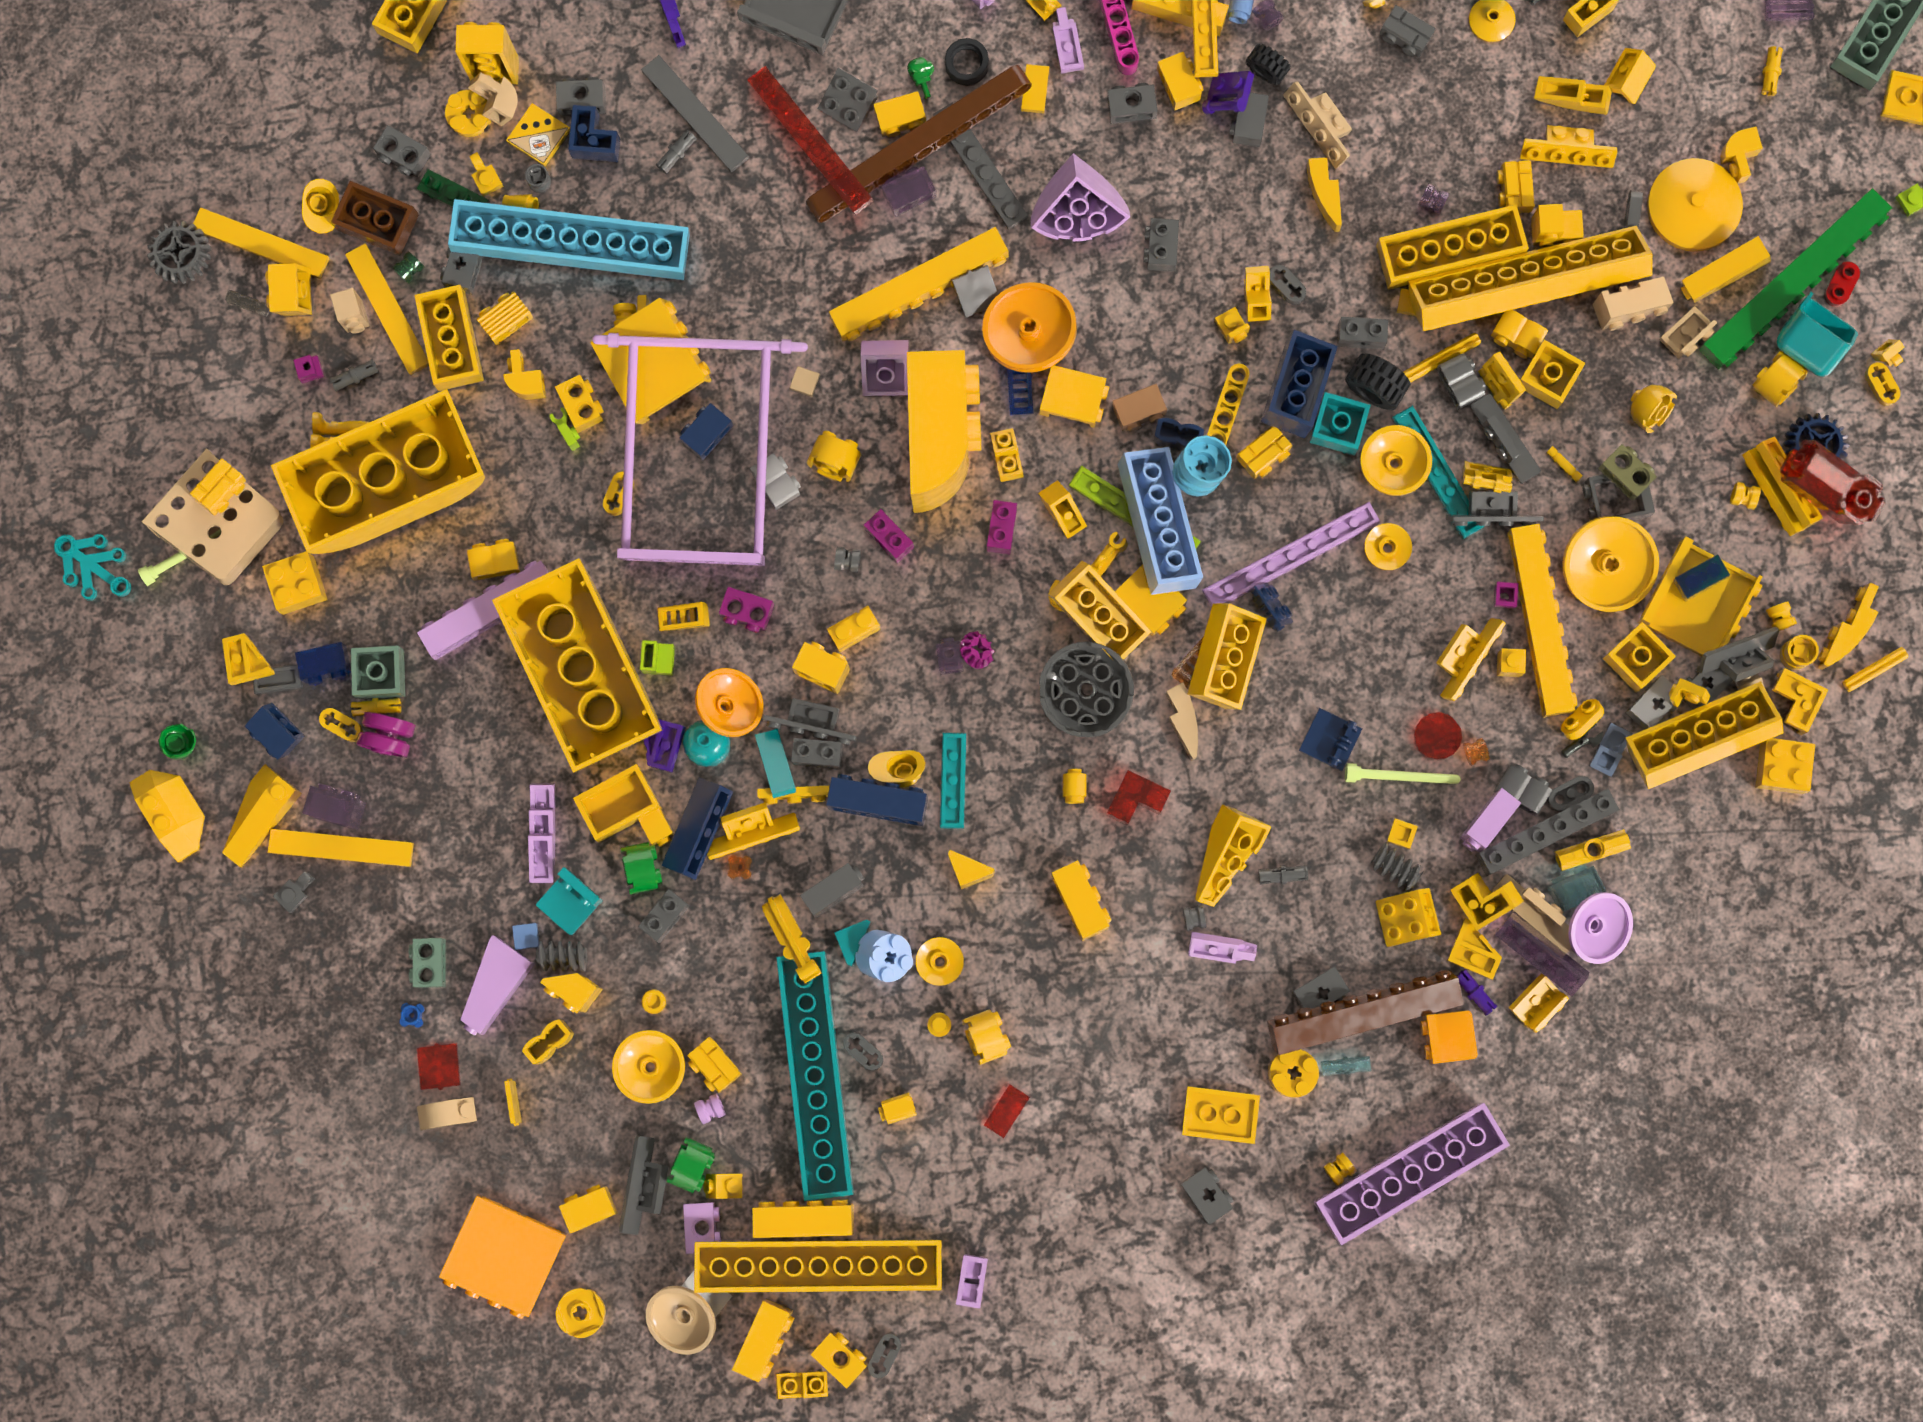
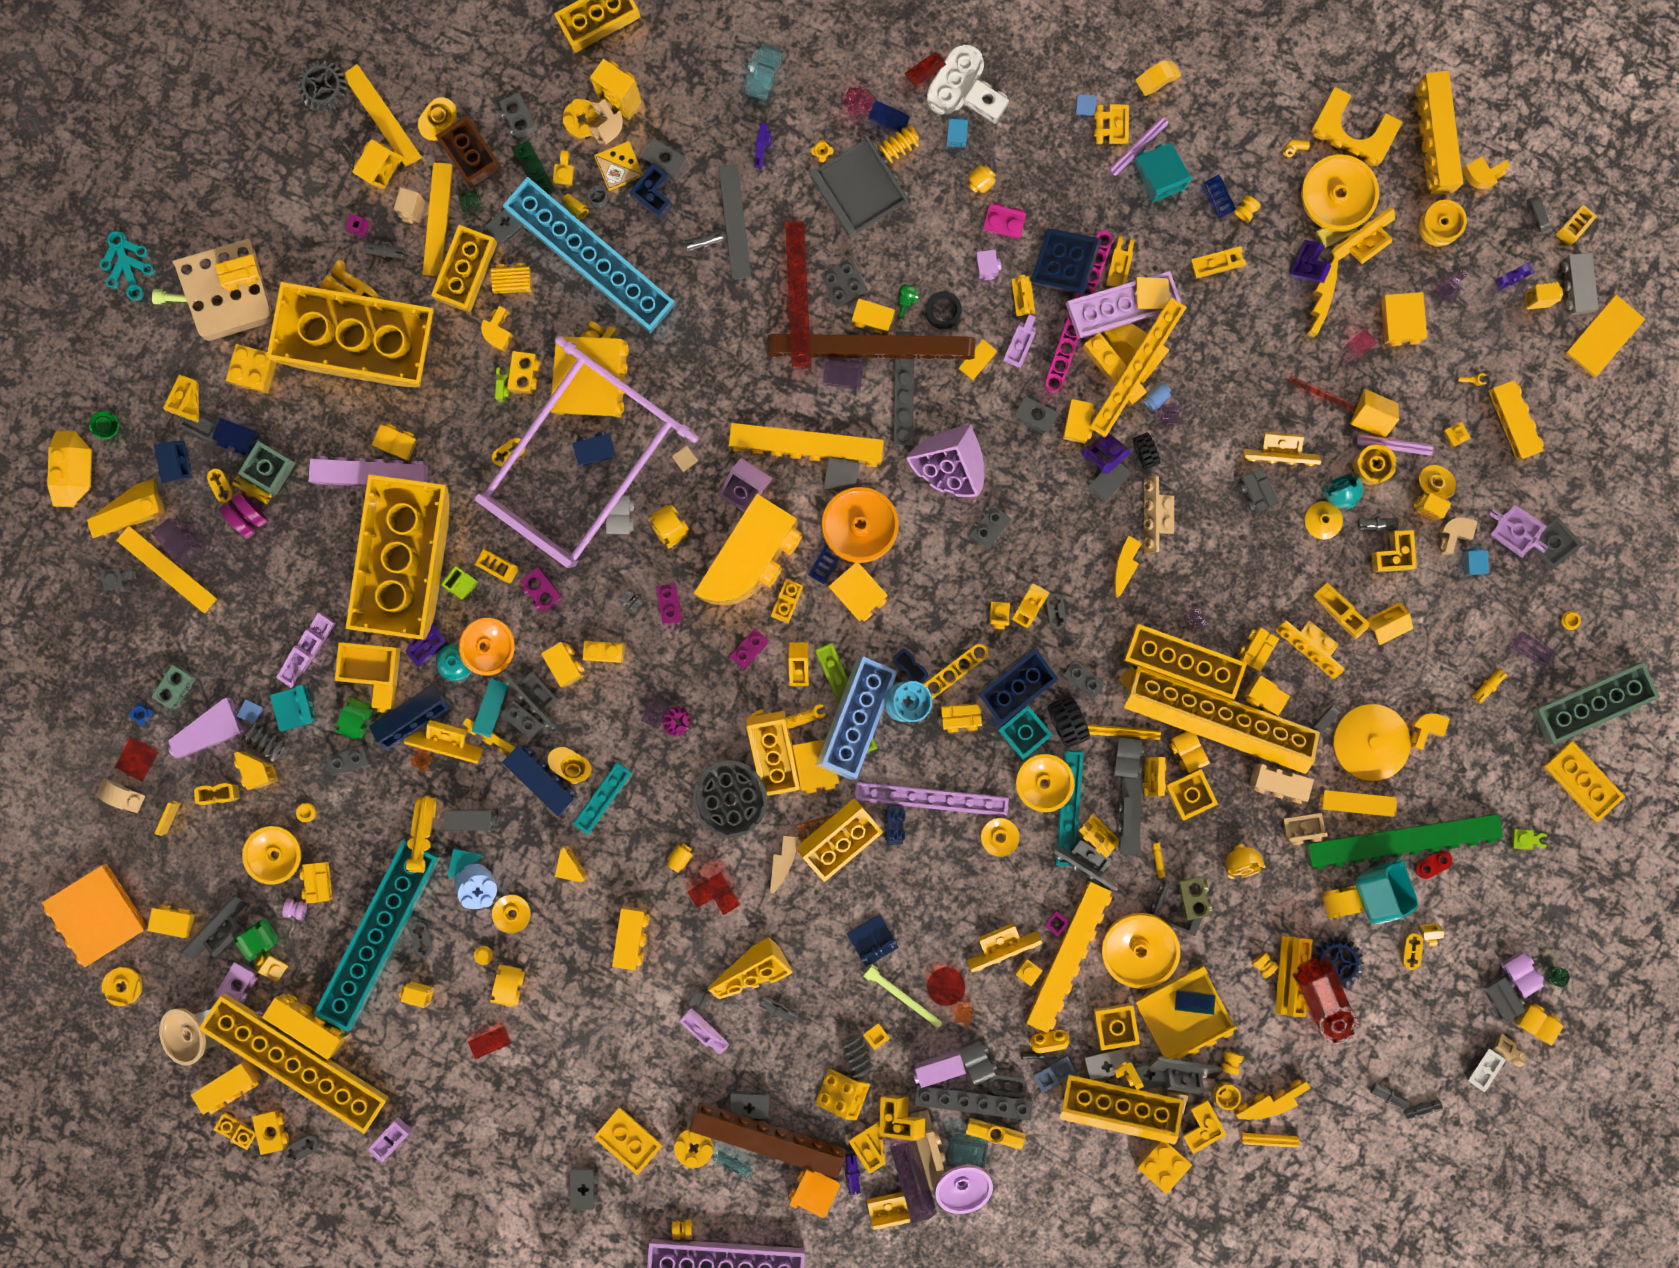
camera: 30 degrees right, 5 degrees up
(1139, 408) = (898, 630): medium nougat brick -> none

